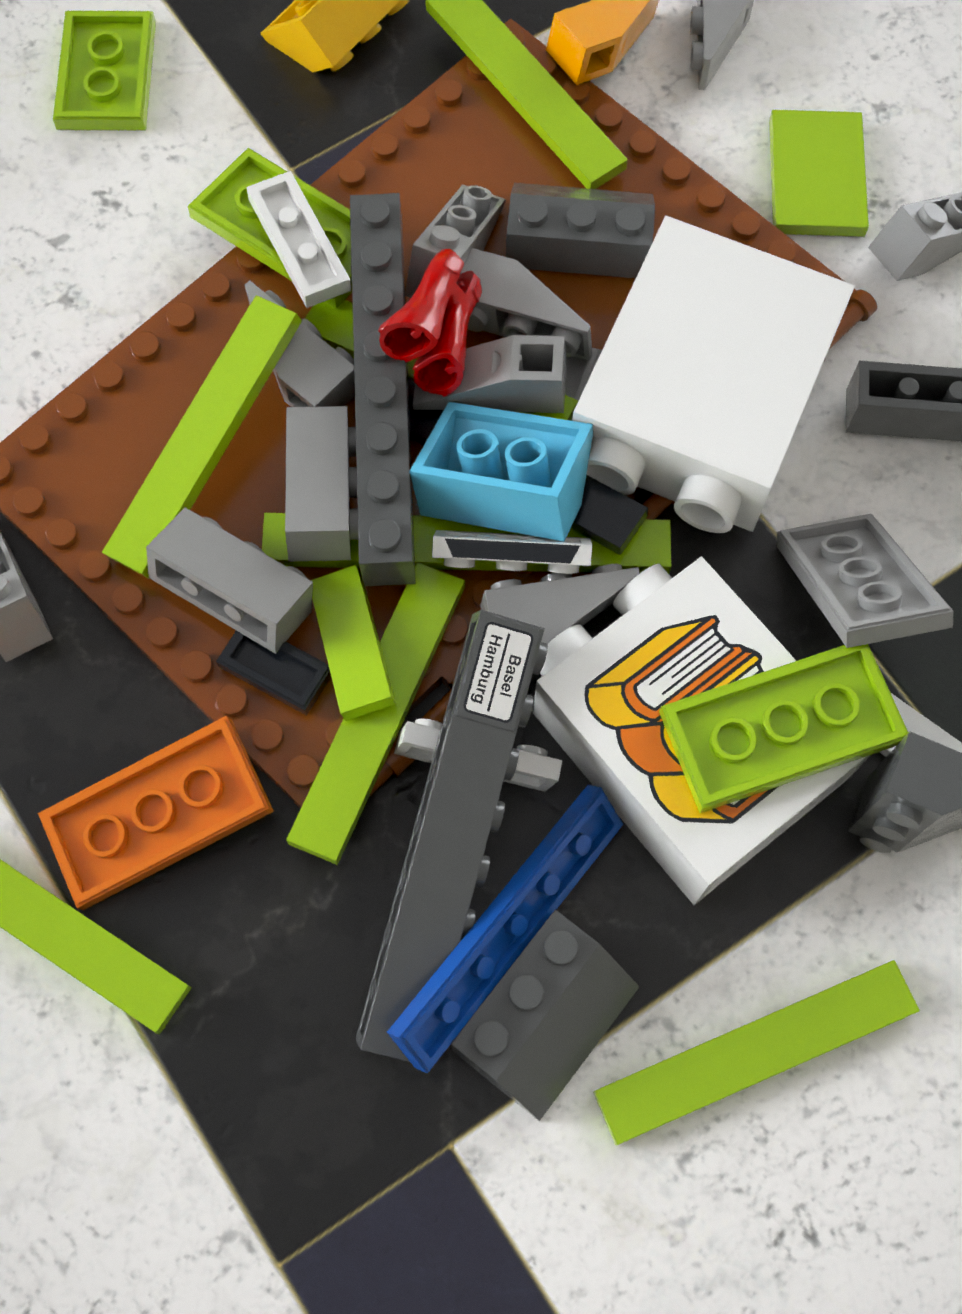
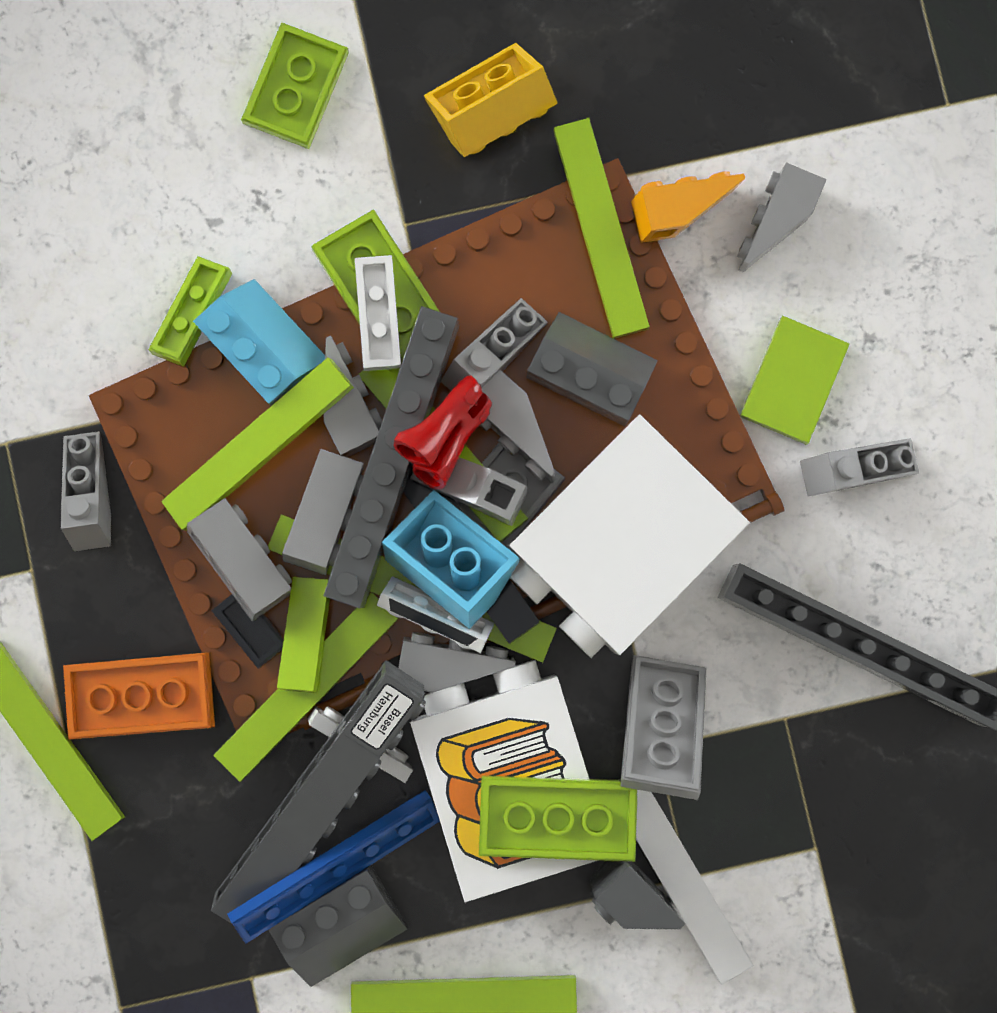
camera: 20 degrees right, 15 degrees up
(62, 335) = (178, 331): none -> lime tile
(153, 327) = (260, 340): none -> medium azure slope

